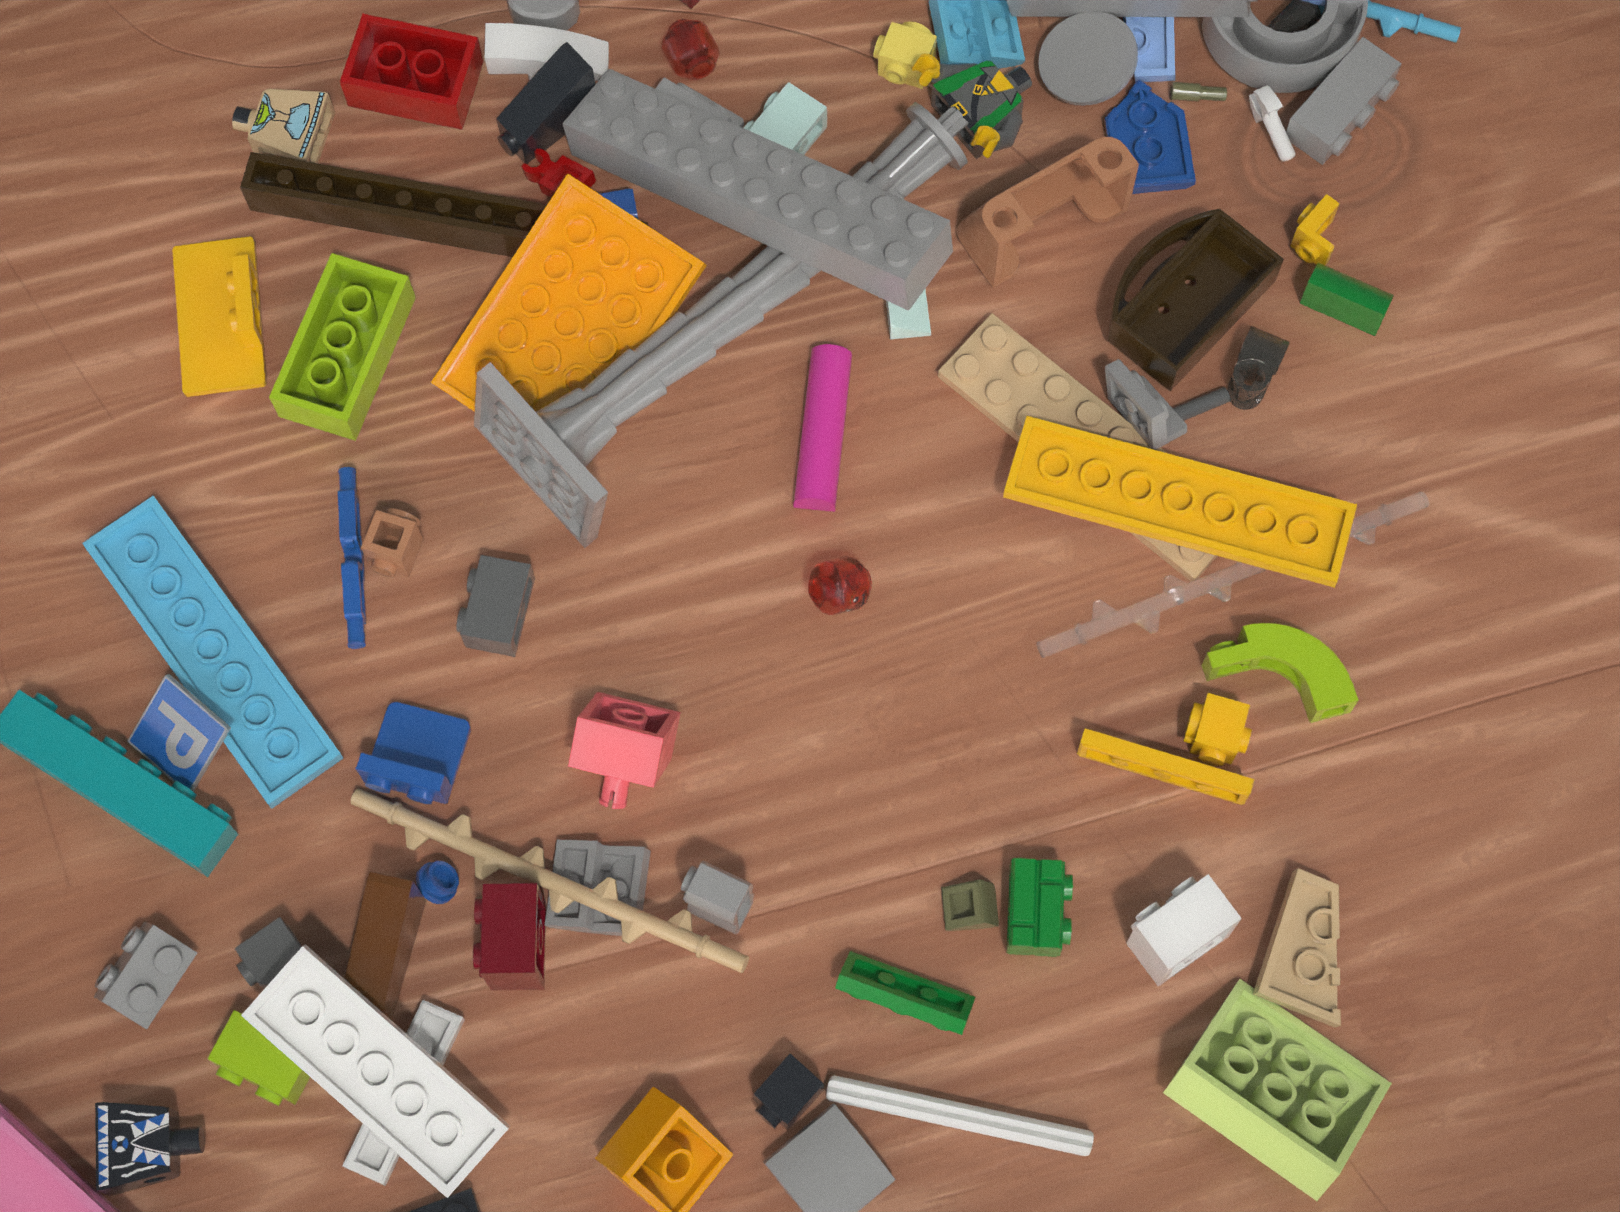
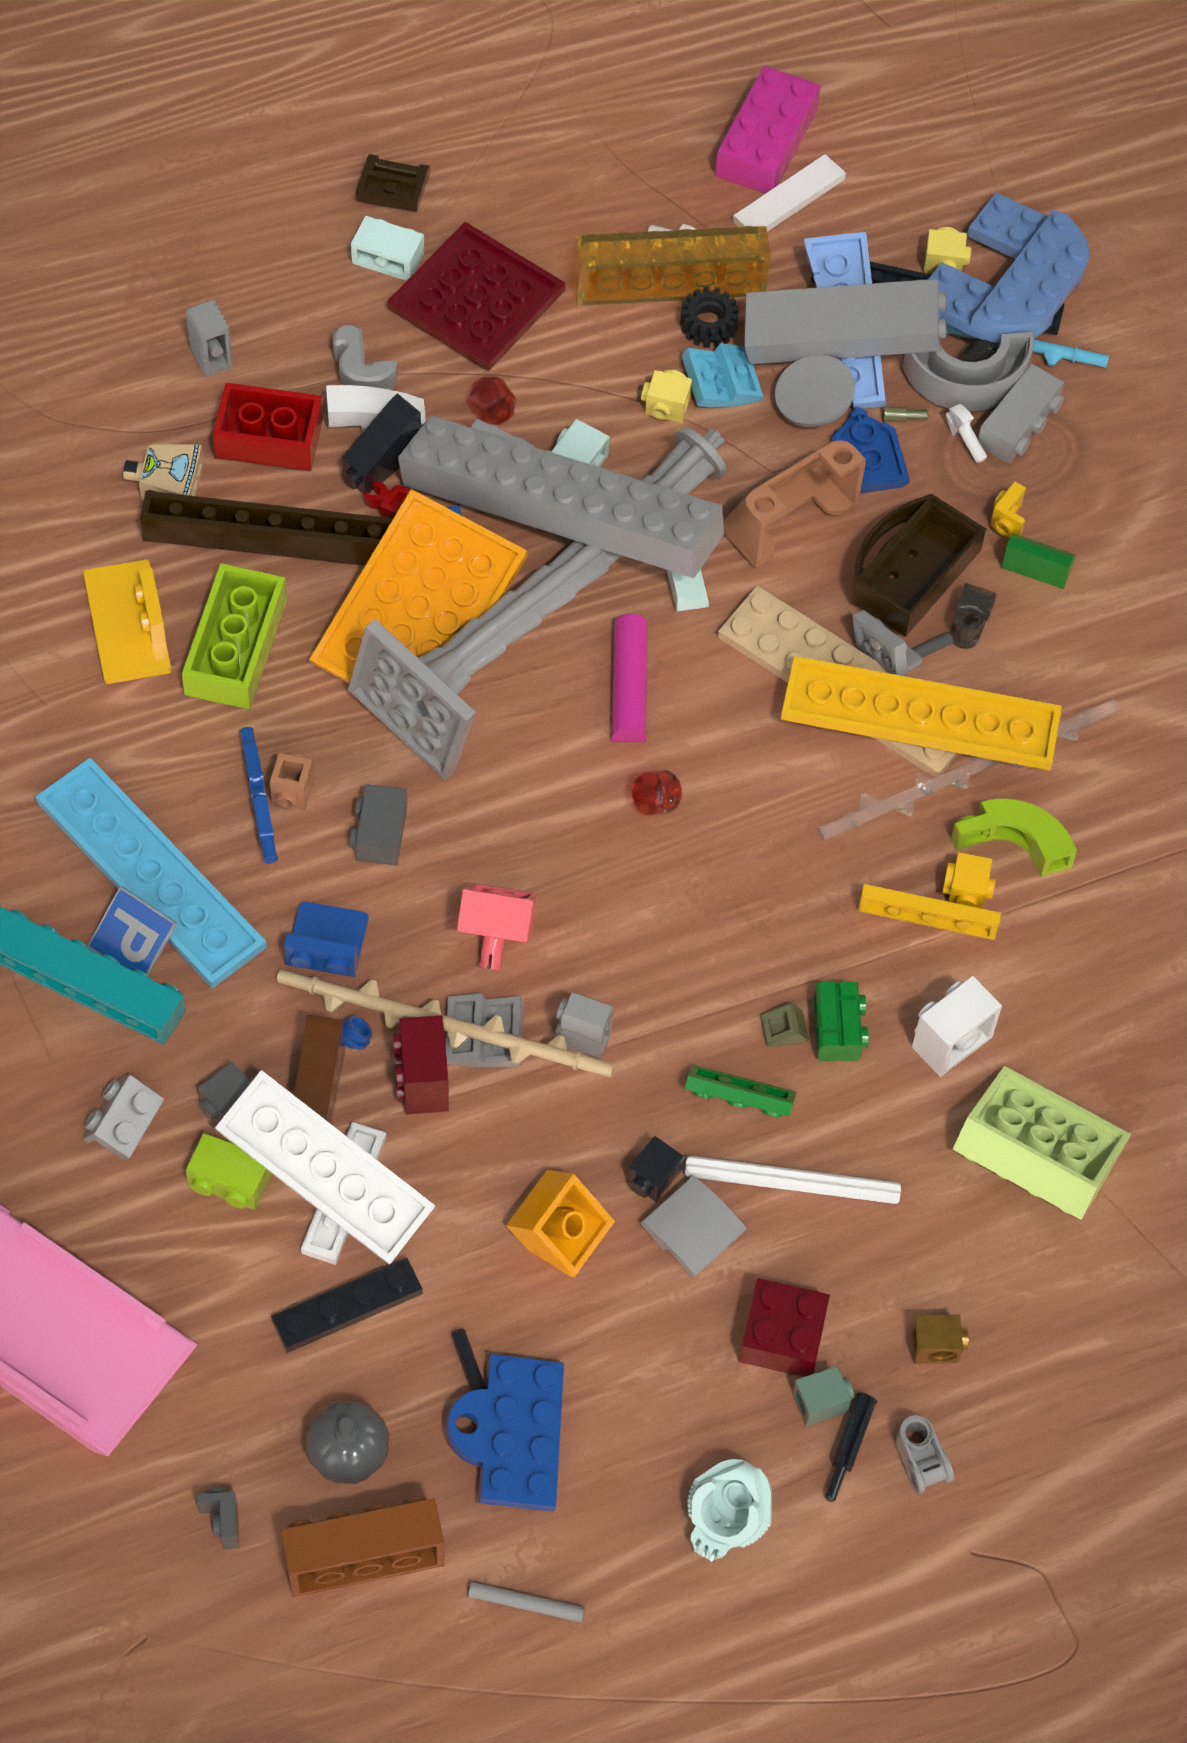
camera: 10 degrees left, 10 degrees down
(140, 1145) = (136, 1242): torso -> none
(984, 98) = (737, 422): torso -> none
(1302, 951) = (1052, 1042): tan wing -> none

